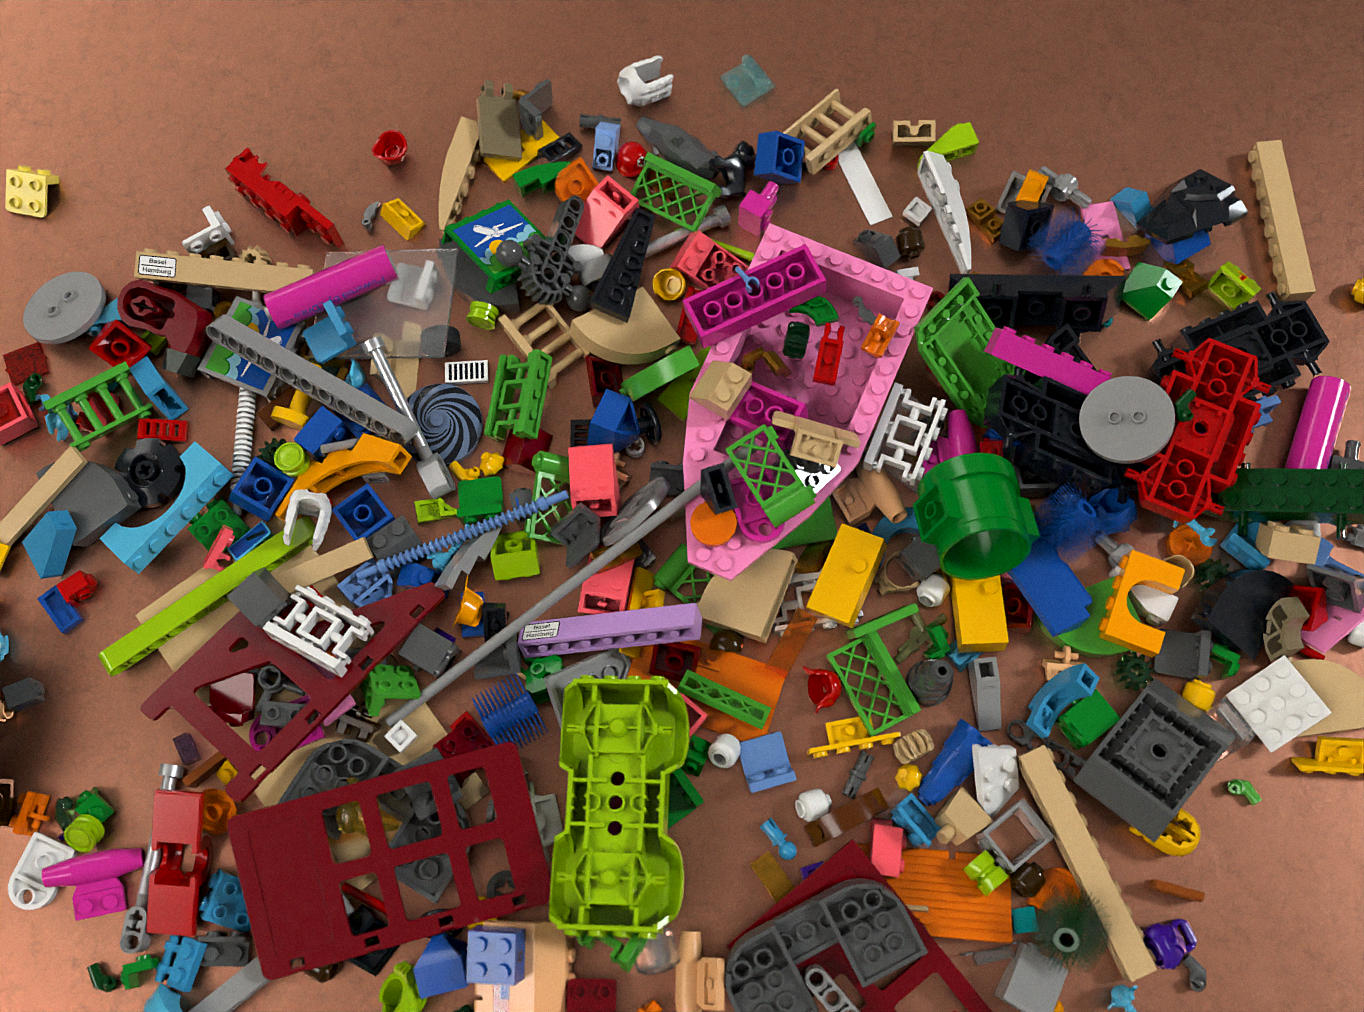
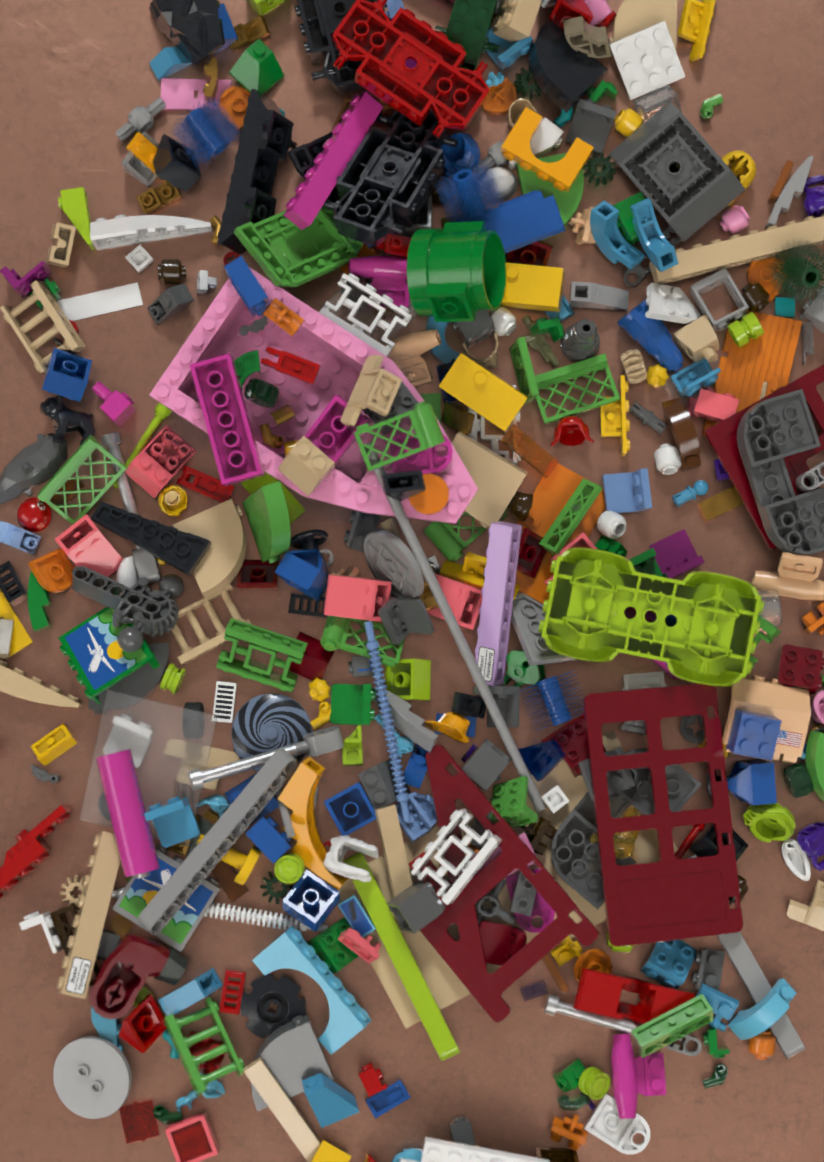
camera: 85 degrees left, 10 degrees up
(150, 912) = (673, 1025): none -> bright green fence
(444, 712) = (542, 758): none -> clear blue wing
(703, 832) = (676, 555): none -> magenta bracket
(747, 279) = (215, 423): medium blue hand -> none
(865, 98) = (22, 285): none -> magenta bracket
(905, 290) = (247, 286): none -> blue window
(1071, 736) = (650, 236): none -> dark azure arch
(1092, 566) = (505, 181): none -> white piece
(1115, 840) = (734, 219): none -> bright pink head
(1127, 419) = (392, 123): light grey plate -> none
(1171, 906) = (792, 189): none -> light grey slope
(1182, 409) = (390, 73): dark green arm -> none
(1184, 623) = (563, 118): none -> teal arm

